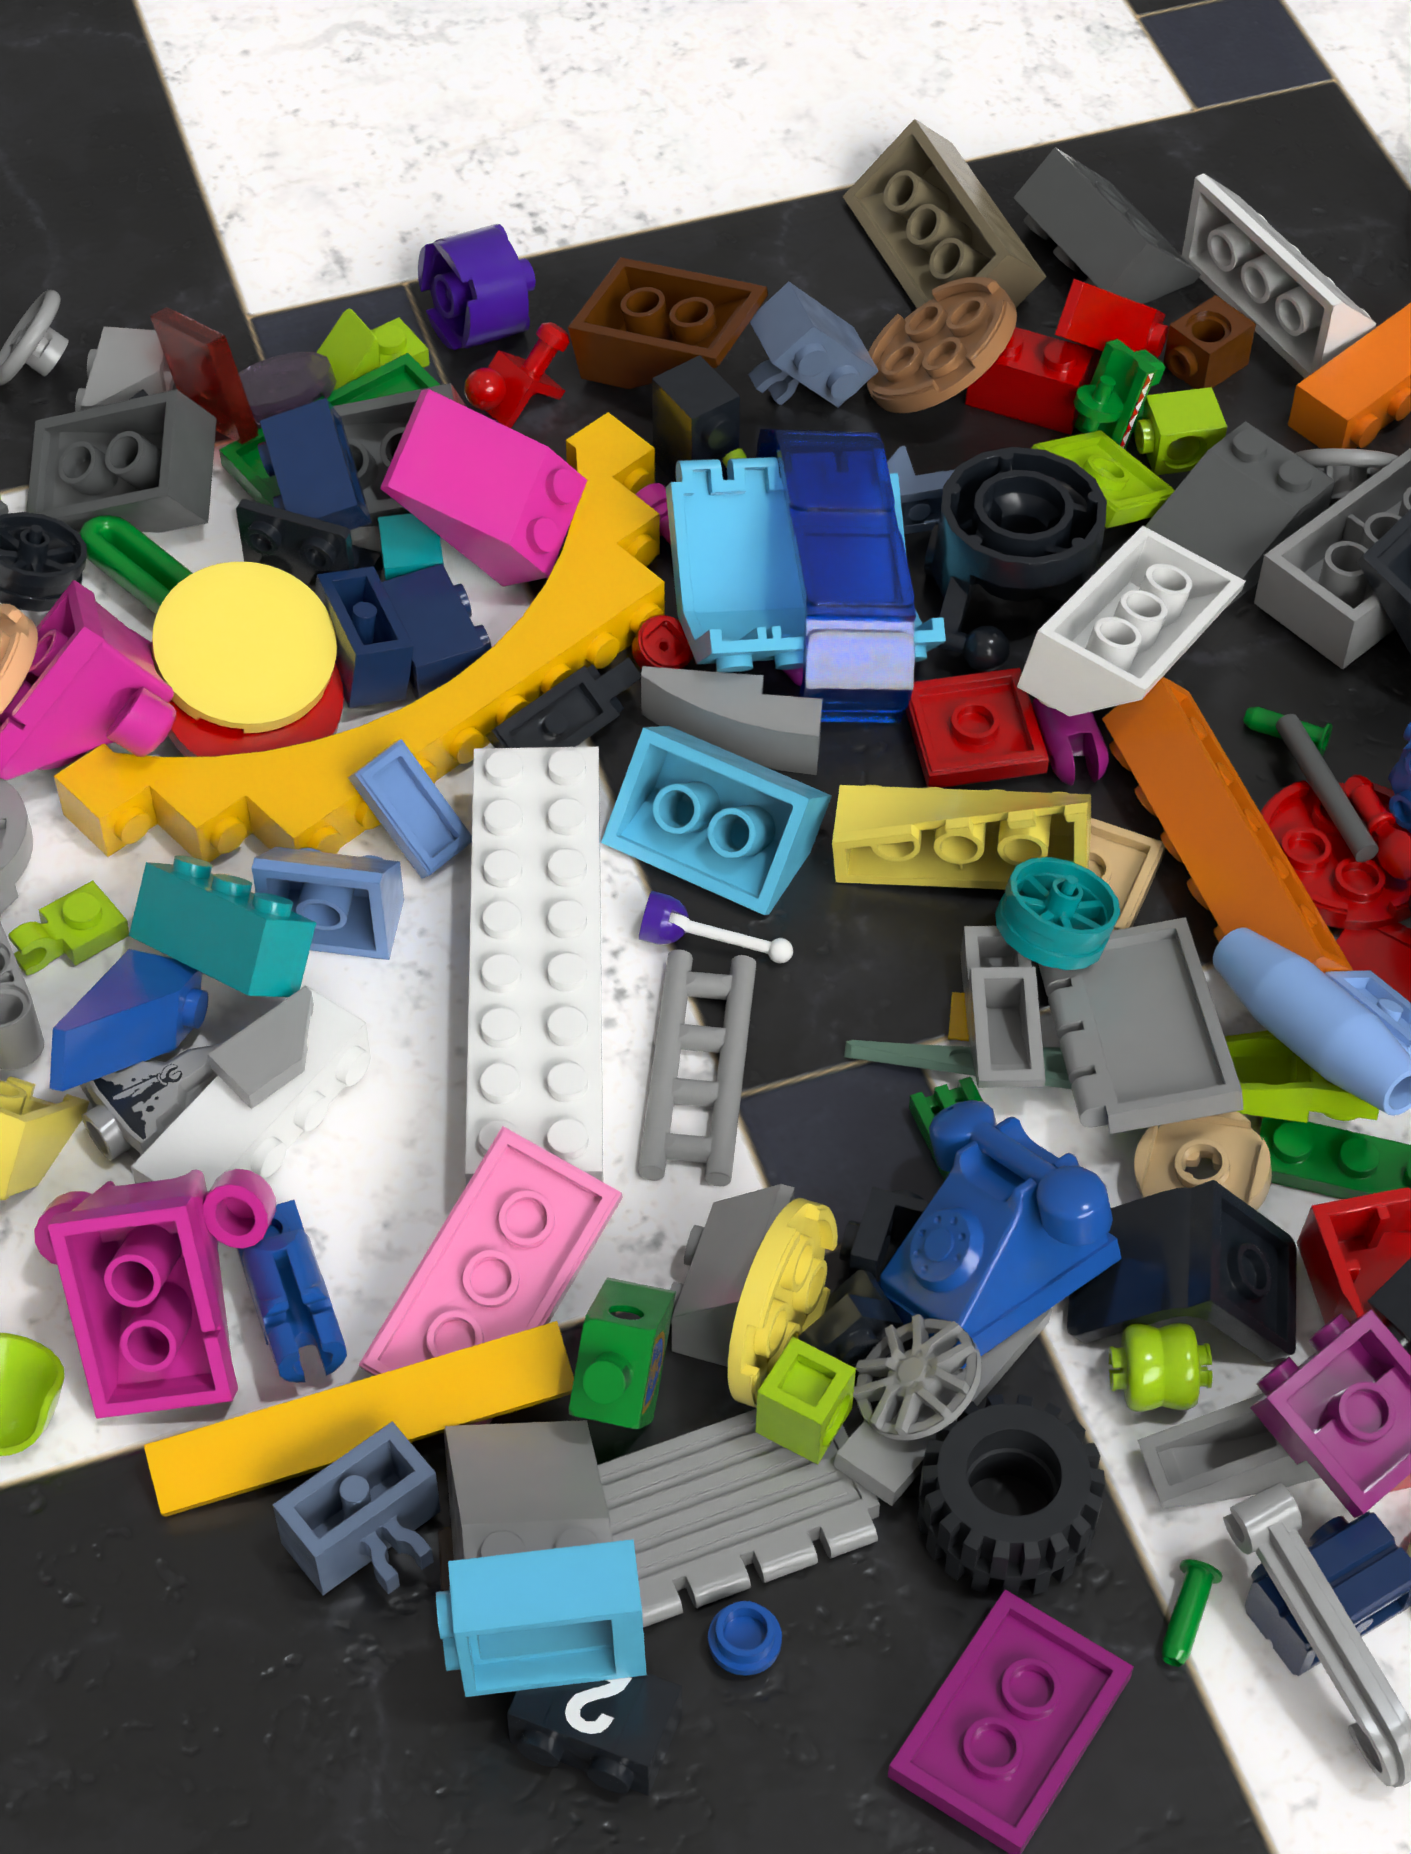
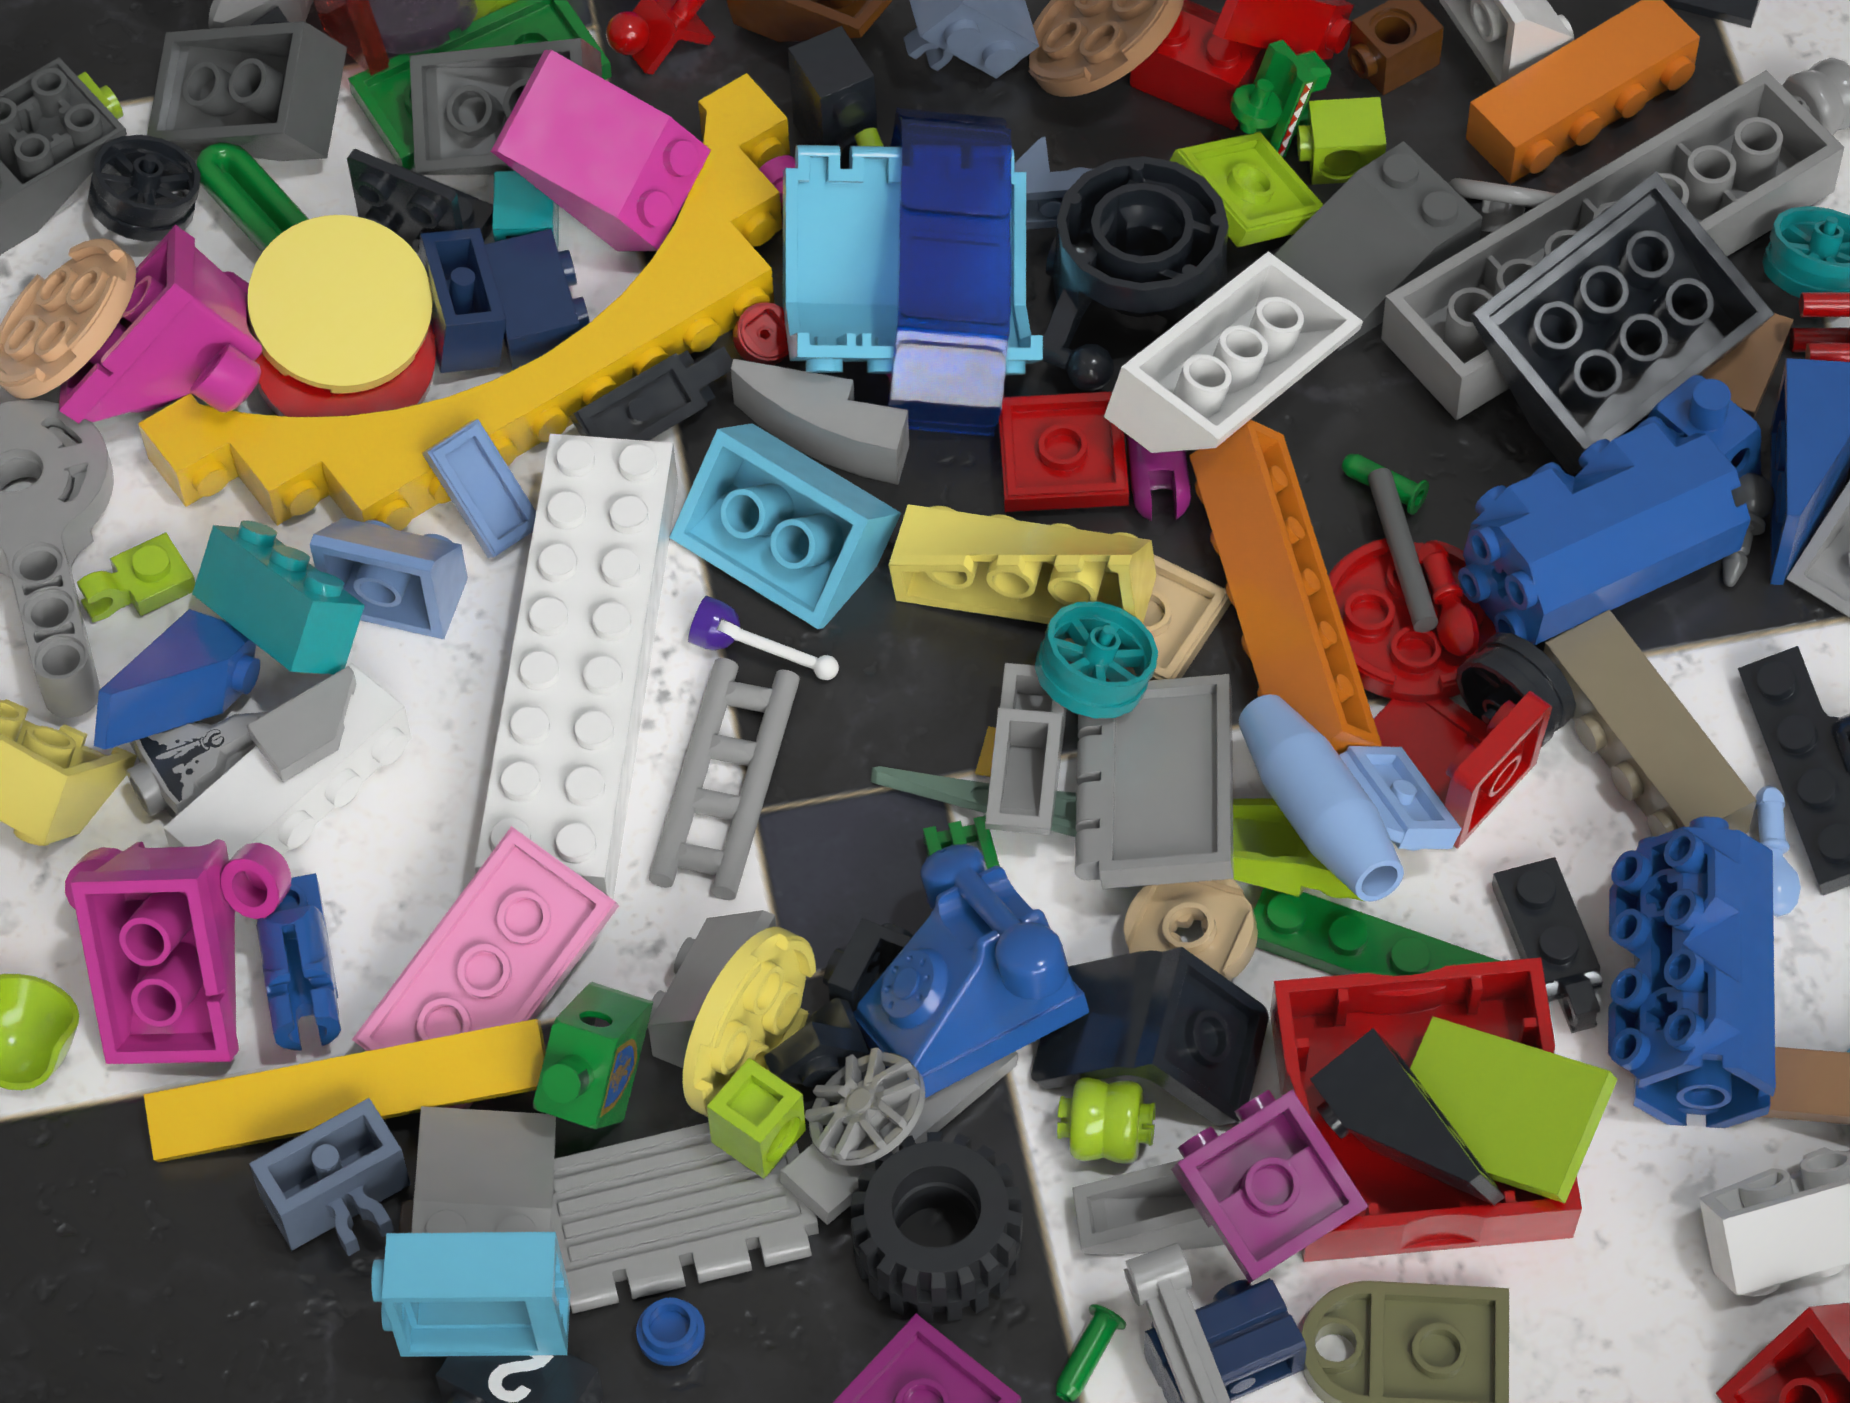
camera: 10 degrees right, 5 degrees up
(313, 465) = (433, 118): dark blue brick -> none

